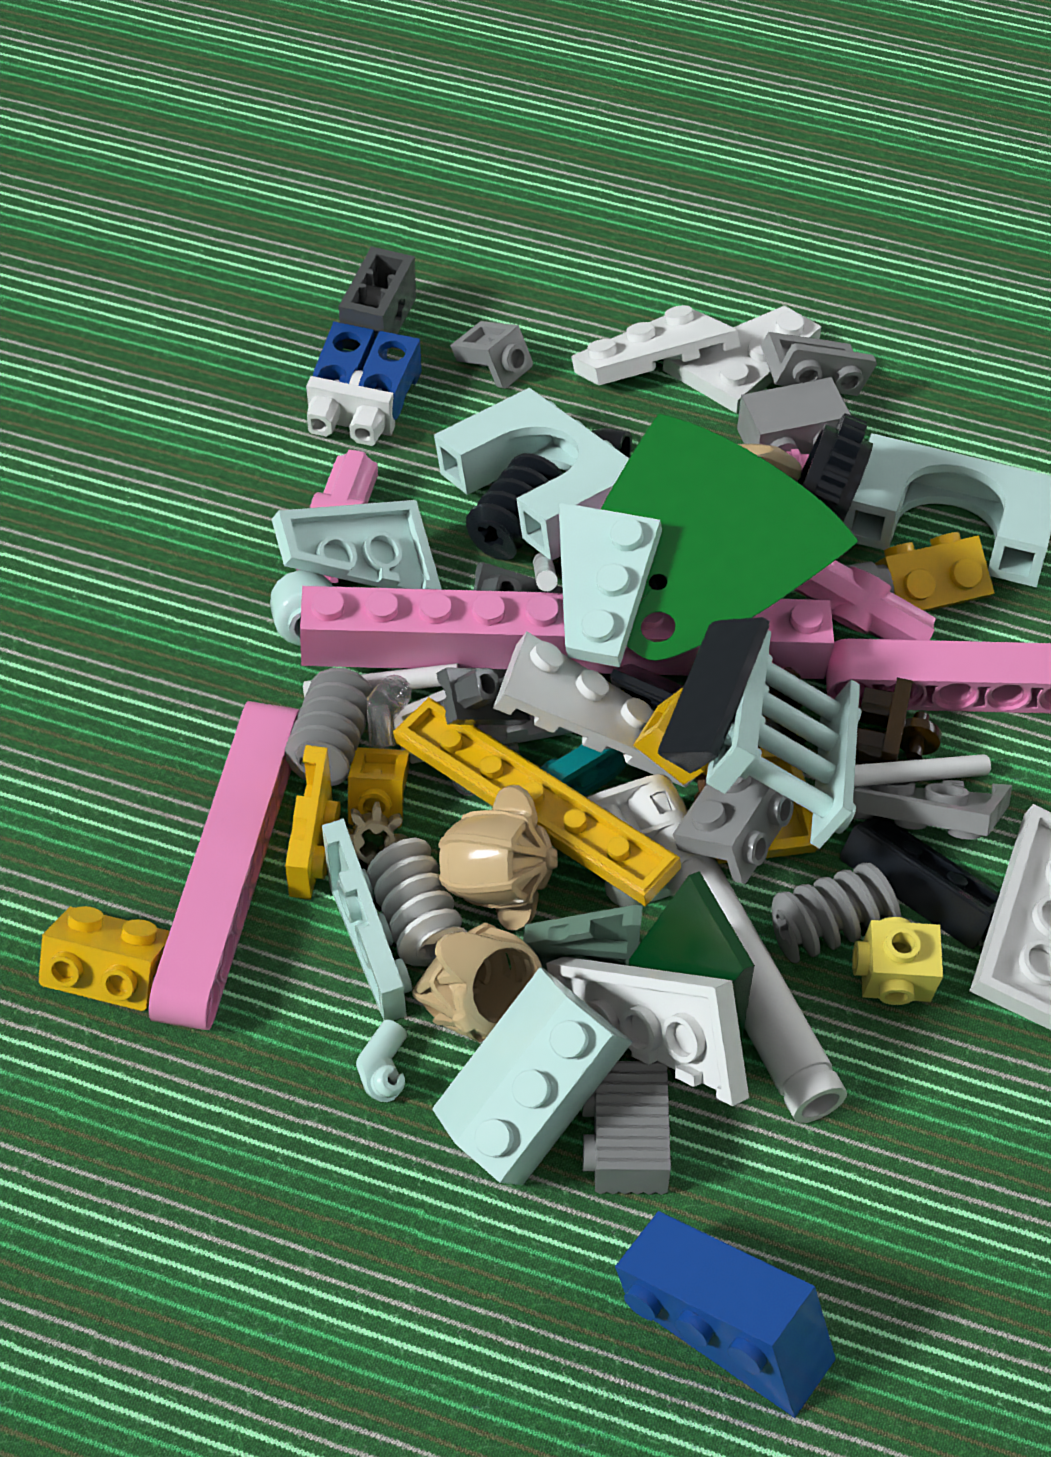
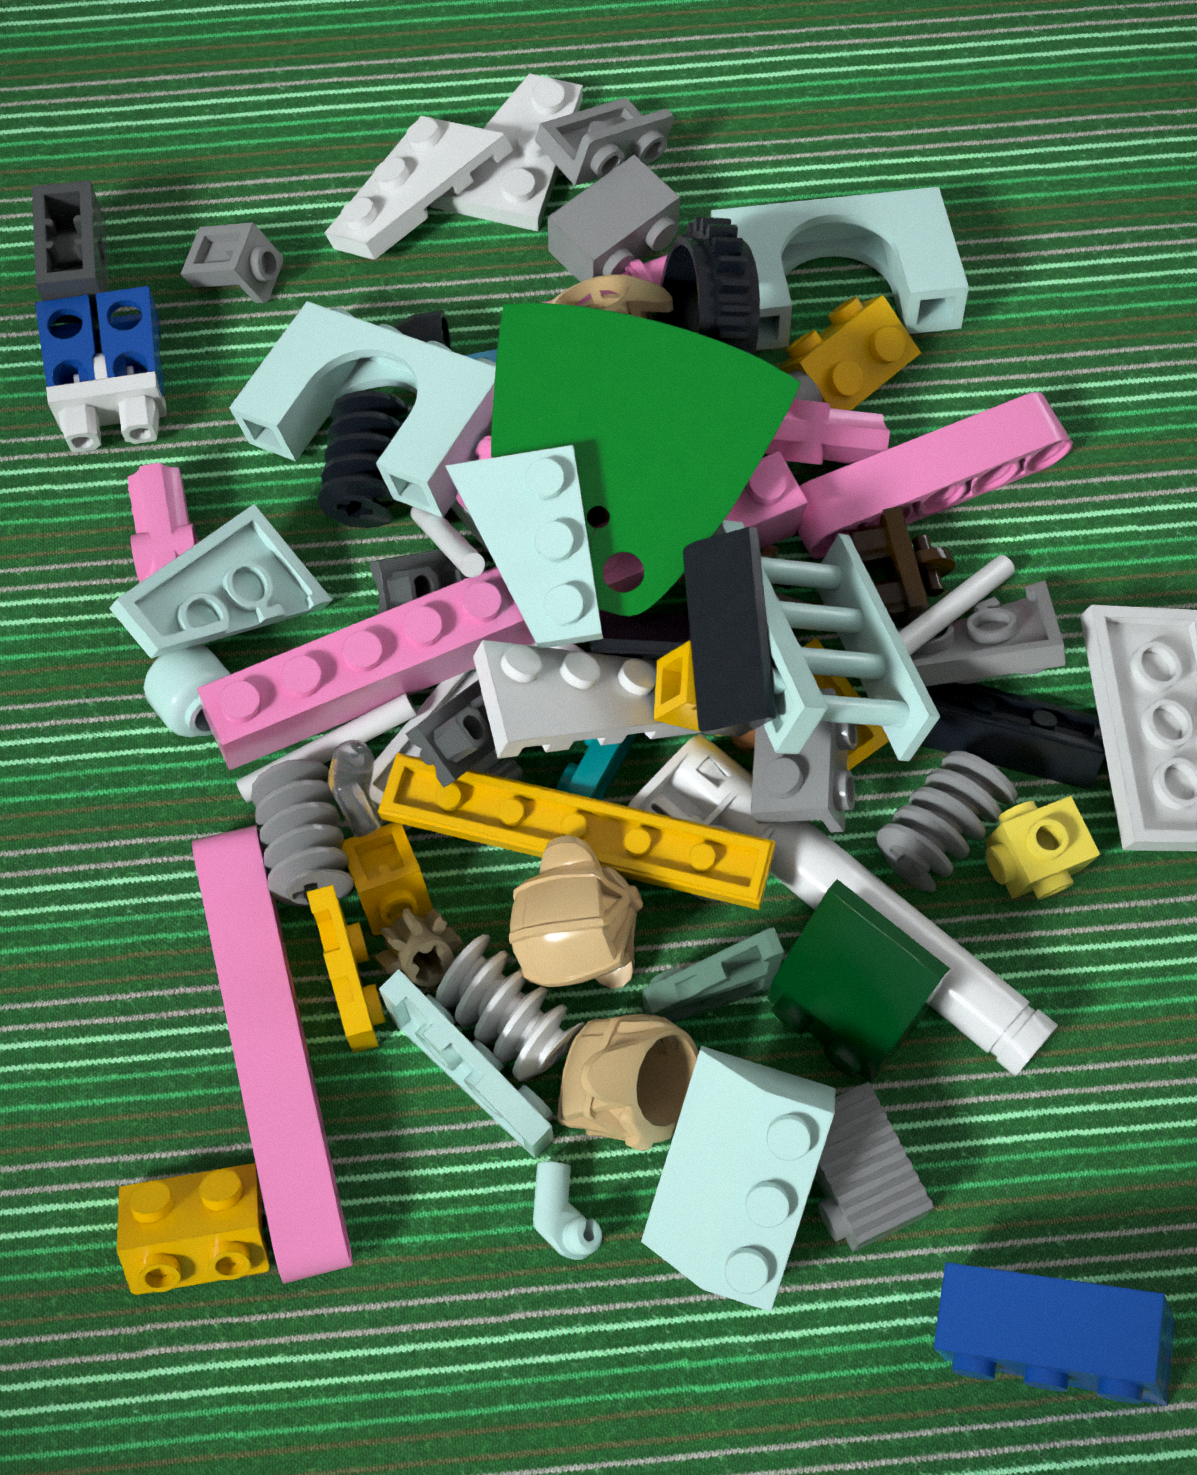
camera: 25 degrees left, 15 degrees up
(669, 1017) = (850, 1045): white wing -> none

